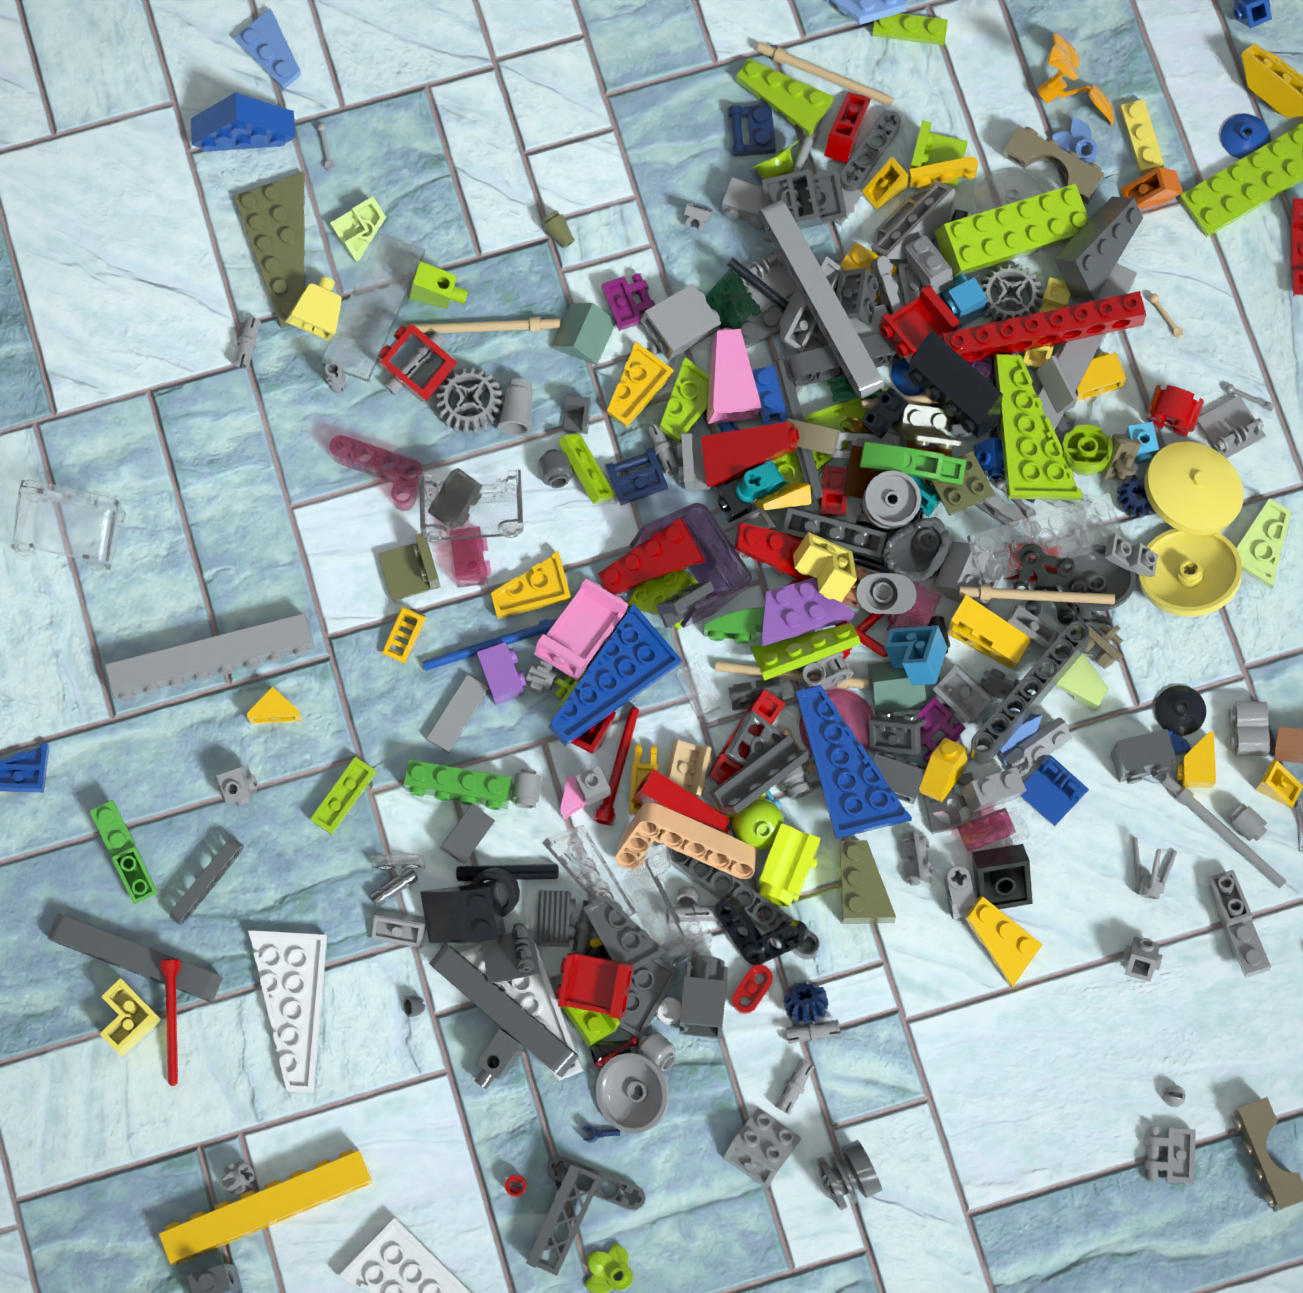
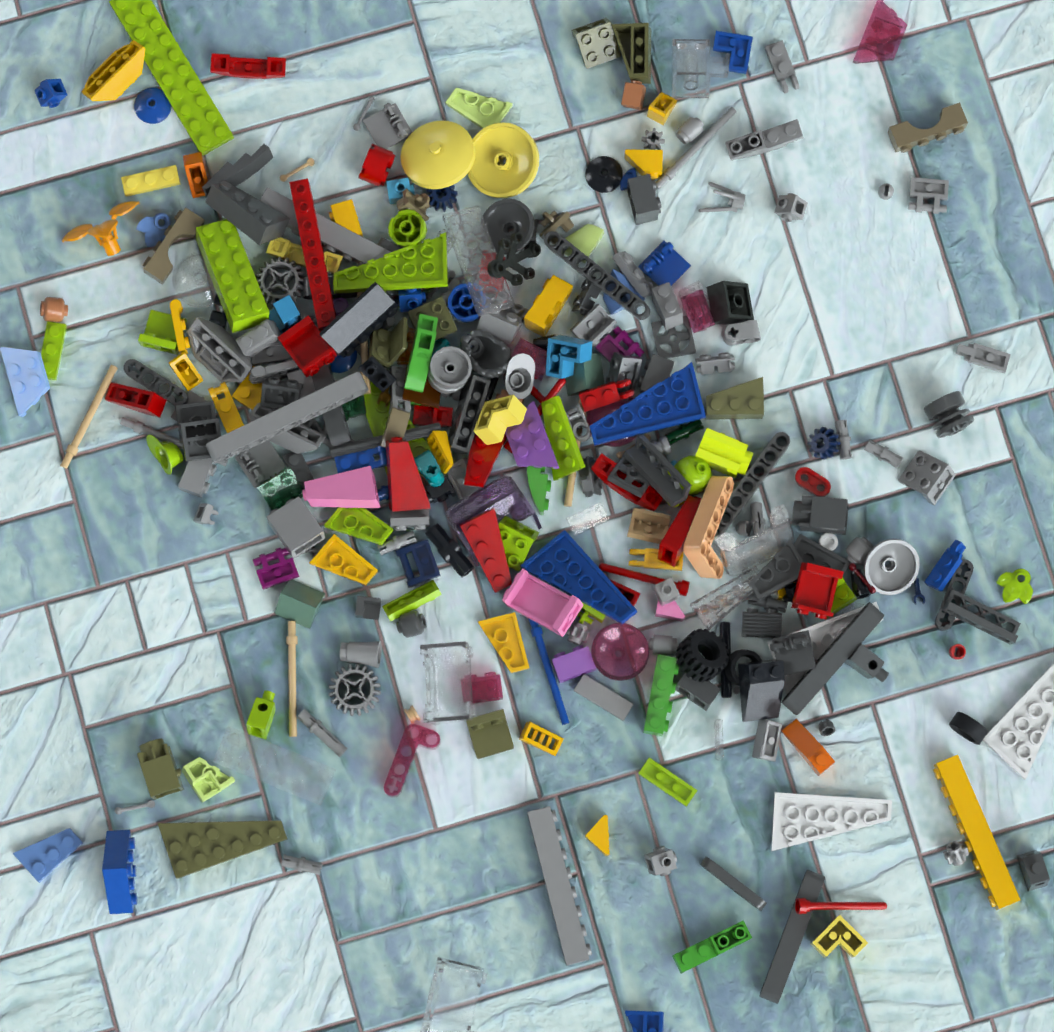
camera: 90 degrees left, 5 degrees up
(317, 309) = (277, 808): light yellow torso -> none
(335, 377) = (334, 787): light grey pin -> none
(369, 168) = (159, 769): none -> olive piece
(386, 981) = (808, 747): none -> orange slope
(394, 887) = (737, 743): dark grey axle -> none
(407, 1196) = (968, 728): none -> black tyre
(435, 378) = (334, 713): red window -> none
(437, 471) = (412, 714): none -> tan bush
(455, 499) = (442, 695): clear smoke brick -> none
(510, 712) = (626, 640): none -> clear pink dish
(522, 849) = (694, 663): none -> black tyre
(557, 227) = (213, 622): olive cone -> none
(635, 1171) = (946, 566): none -> blue hinge
(653, 509) = (449, 550): none -> black piece
(678, 605) = (525, 523): dark grey bracket -> none
(754, 939) = (779, 476): black beam -> none
(757, 283) = (267, 467): black bar -> none
(760, 130) = (131, 467): dark blue plate -> none
(793, 98) = (109, 442): lime wing -> none
(819, 815) = (684, 431): none -> dark green pin
(840, 237) = (226, 408): none -> yellow plate
(865, 706) = (604, 395): none -> red hinge
(936, 1232) = (984, 356): none -> light grey hinge
(944, 769) = (652, 340): yellow slope -> none
(963, 25) = (53, 309): none -> nougat head
(984, 516) = (461, 304): none -> blue cylinder
(985, 592) = (521, 303): tan bar -> none
(1004, 939) = (776, 303): yellow wing -> none
(1032, 626) = (543, 274): light grey slope -> none
(1057, 385) = (358, 247): light grey slope -> none
(1131, 557) = (492, 200): light grey slope -> none
(1161, 244) = (242, 169): none -> dark grey slope
(1237, 768) = (653, 134): none -> light grey gear
(1250, 729) = (620, 125): light grey brick -> none

